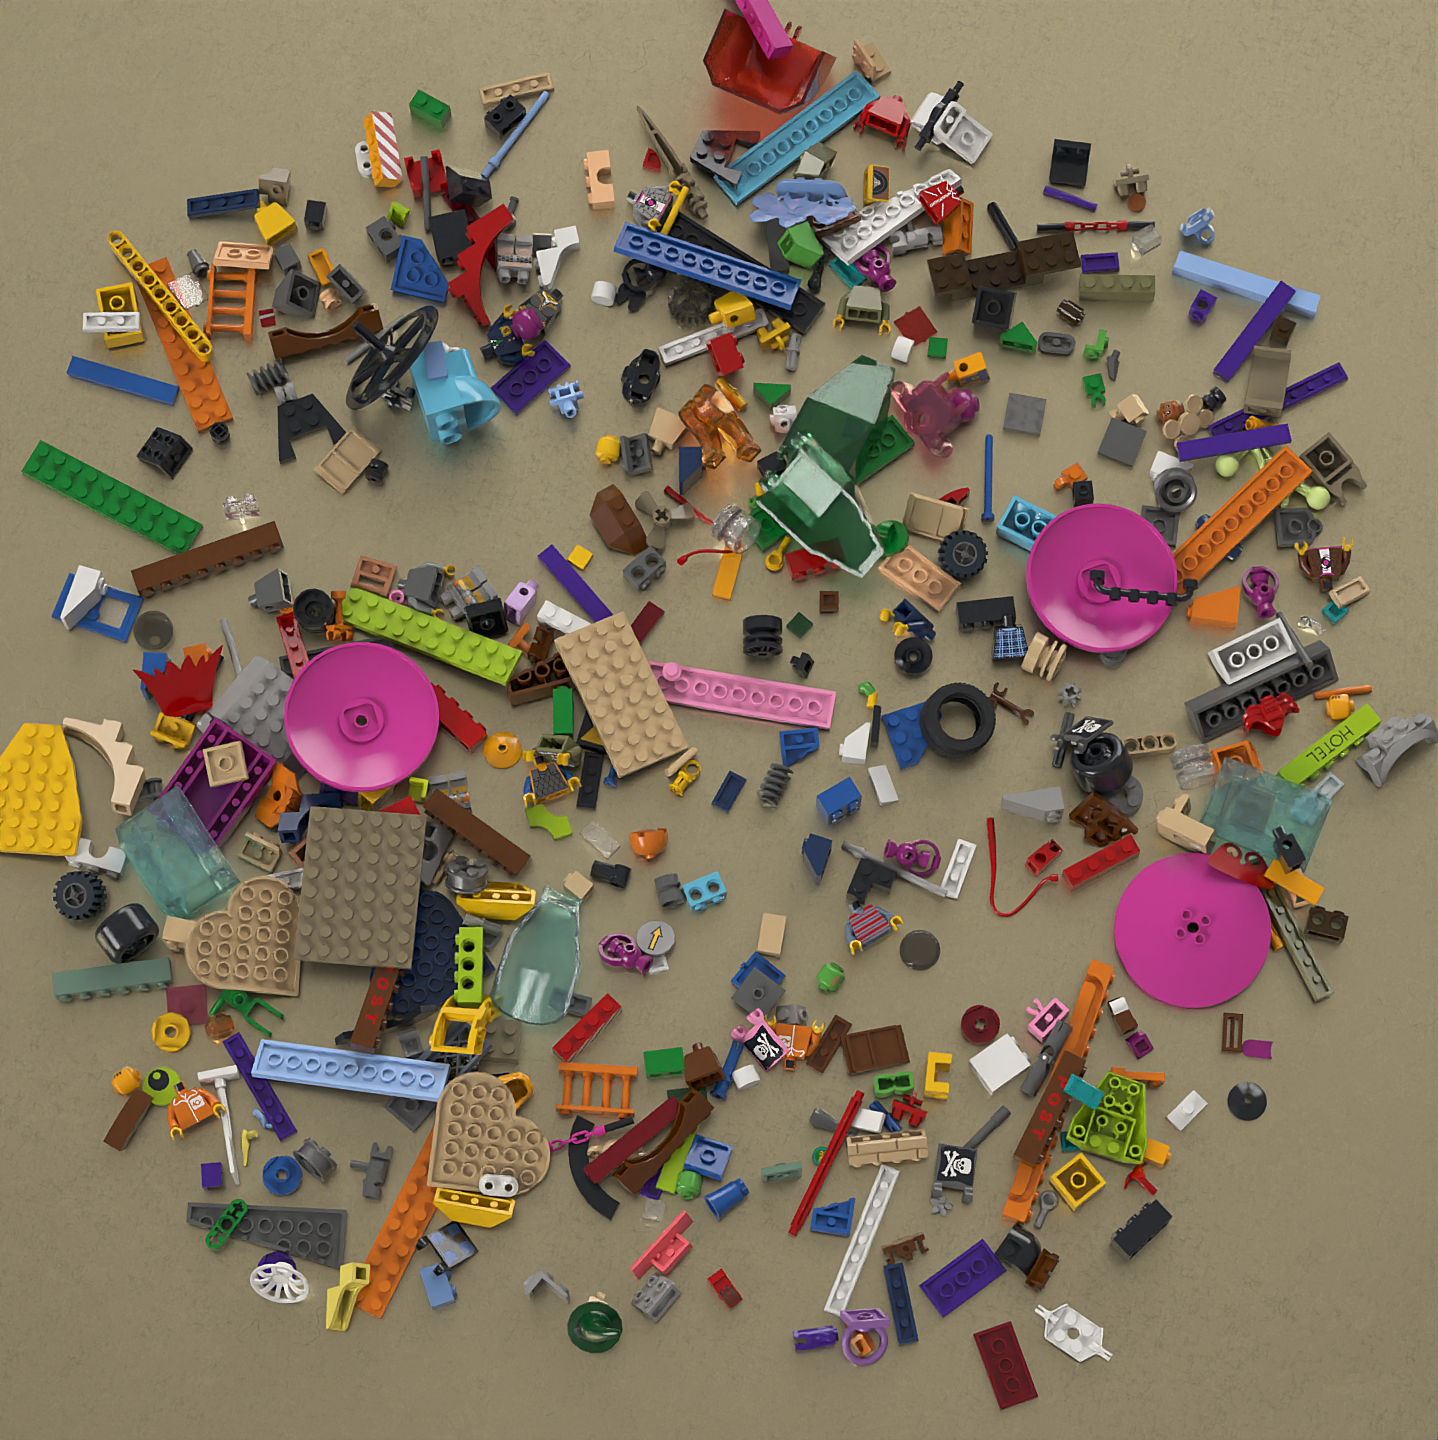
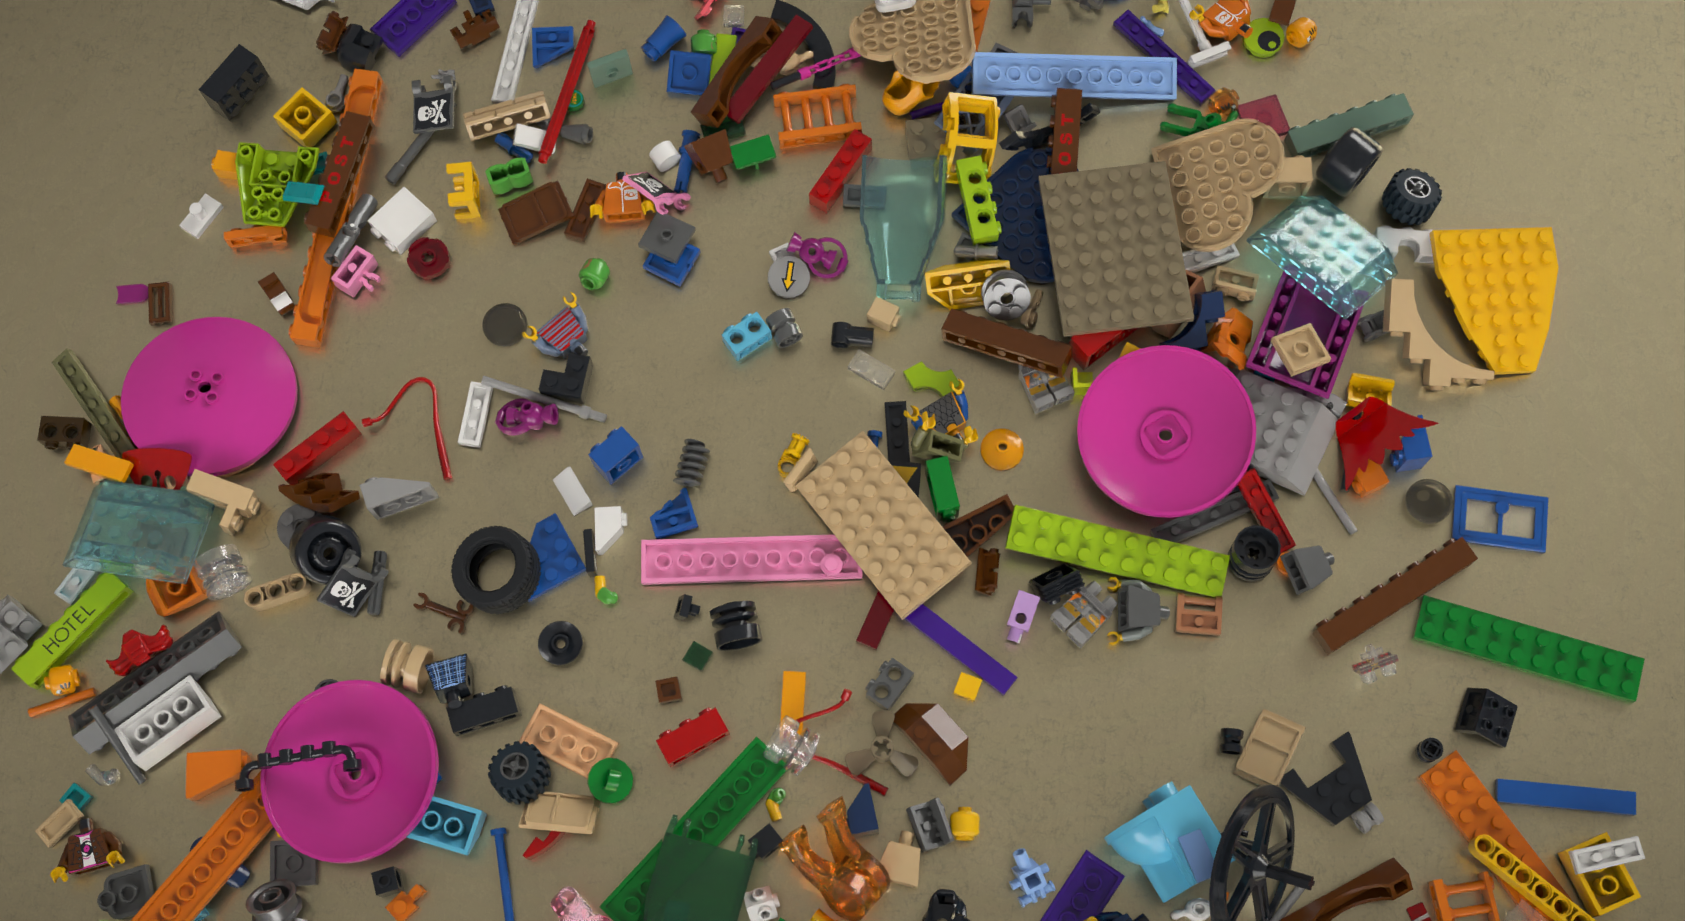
camera: 170 degrees right, 0 degrees up
(83, 596) = (1522, 523): white slope -> none
(159, 1031) = (1271, 96): yellow tile -> none
(268, 376) = (1393, 832): dark grey piece -> none
(338, 597) = (1215, 543): orange bar -> none
(394, 594) = (1169, 591): bright pink plate -> none
(435, 845) = (1048, 317): light grey arch -> none
(459, 722) = (1061, 466): red brick -> none
(517, 641) = (1014, 570): orange tile -> none
(559, 619) = (976, 602): white arch -> none
(649, 841) = (818, 375): orange cylinder -> none
(729, 791) = (741, 451): dark blue tile -> none
(771, 935) = (665, 304): tan panel -> none
(775, 560) = (740, 728): yellow plate -> none
(791, 1014) = (629, 227): light grey bracket -> none
(816, 855) = (629, 391): dark blue slope -> none
(823, 508) = (691, 779): clear green windscreen -> none
(911, 620) = (566, 680): dark blue torso -> none
(917, 1113) = (484, 158): red hips -> none
(1043, 857) = (381, 445): red leg -> none
(1070, 688) = (372, 628): light grey gear -> none
(1139, 1044) = (256, 272): magenta slope -> none
(1139, 1174) = (243, 135): red plant -> none
(1244, 1110) = (143, 246): black dish -> none
(1262, 594) = (160, 796): magenta piece -> none
(1289, 858) = (99, 479): black torso -> none

